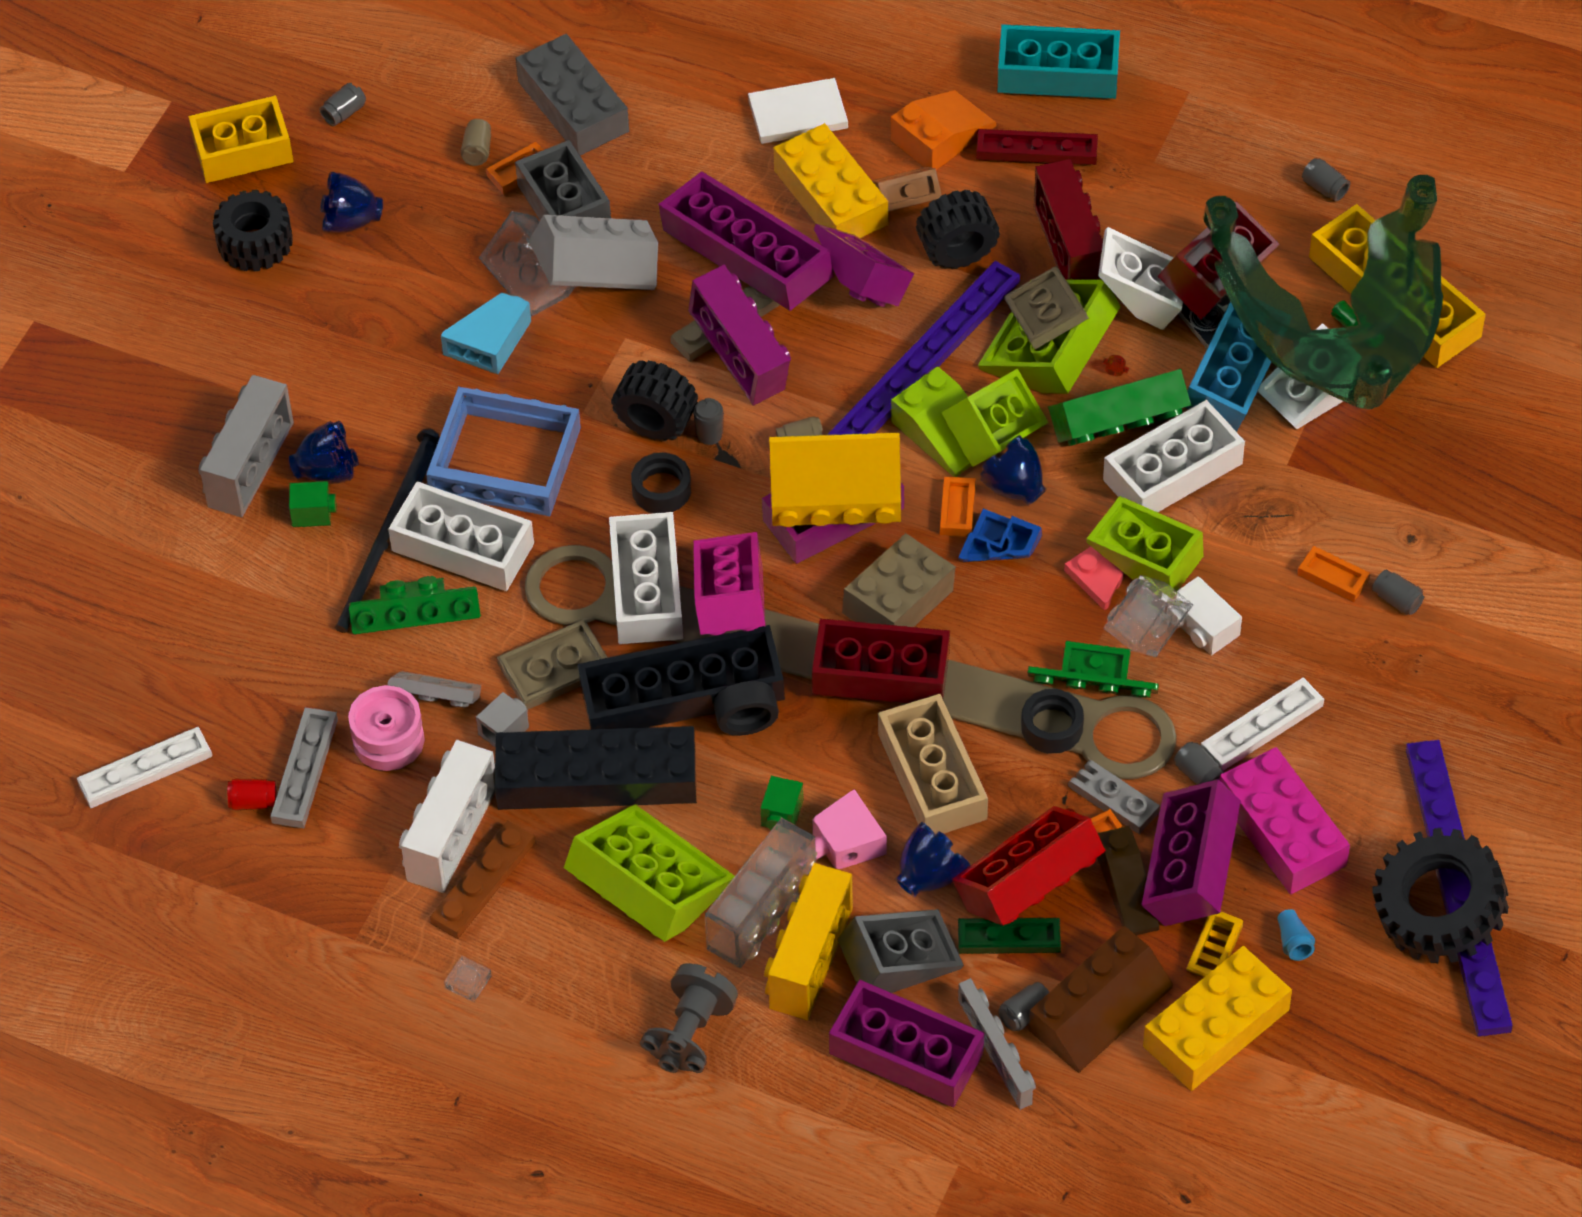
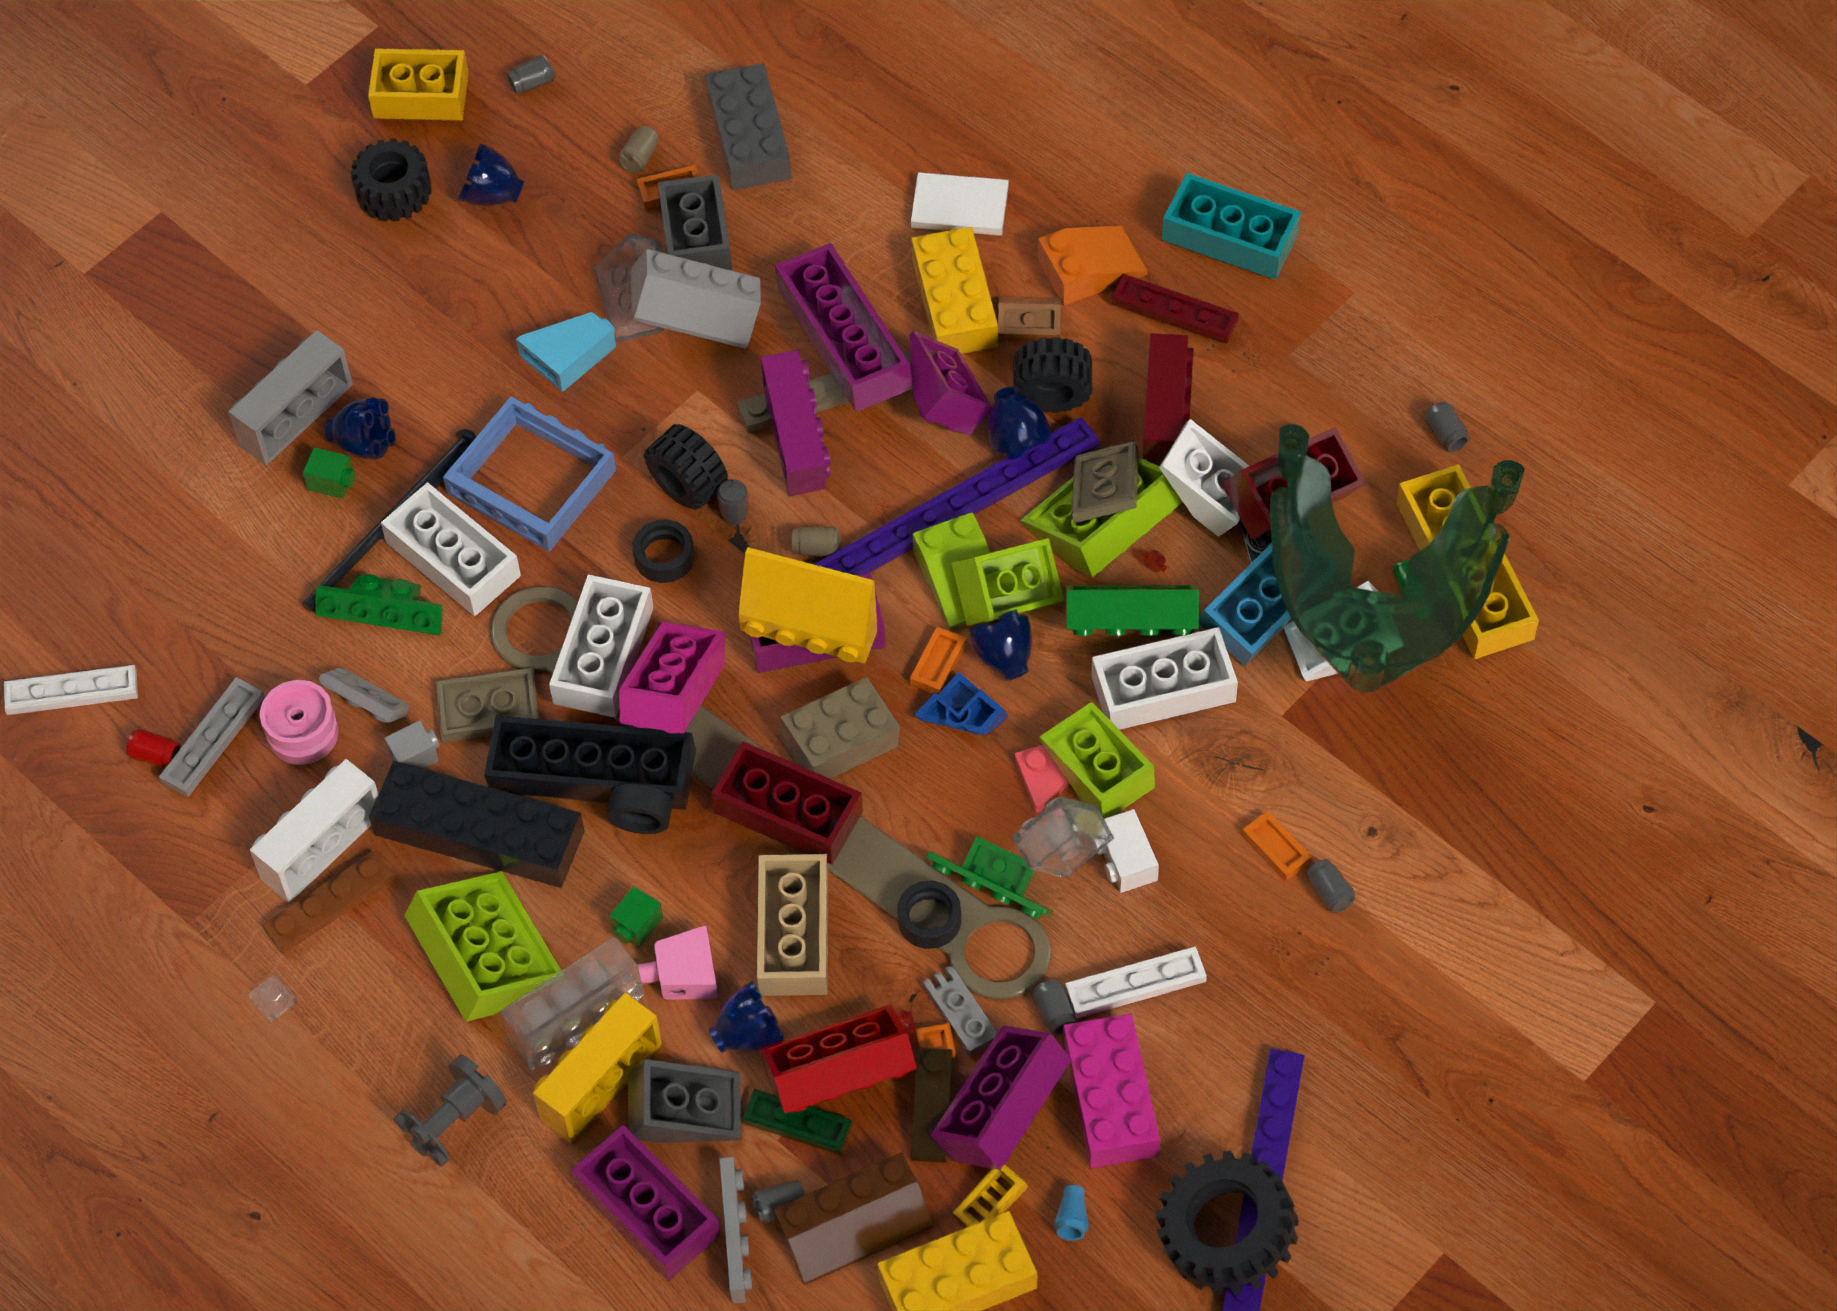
camera: 20 degrees right, 5 degrees up
(941, 281) = (1016, 423): none -> clear blue piece

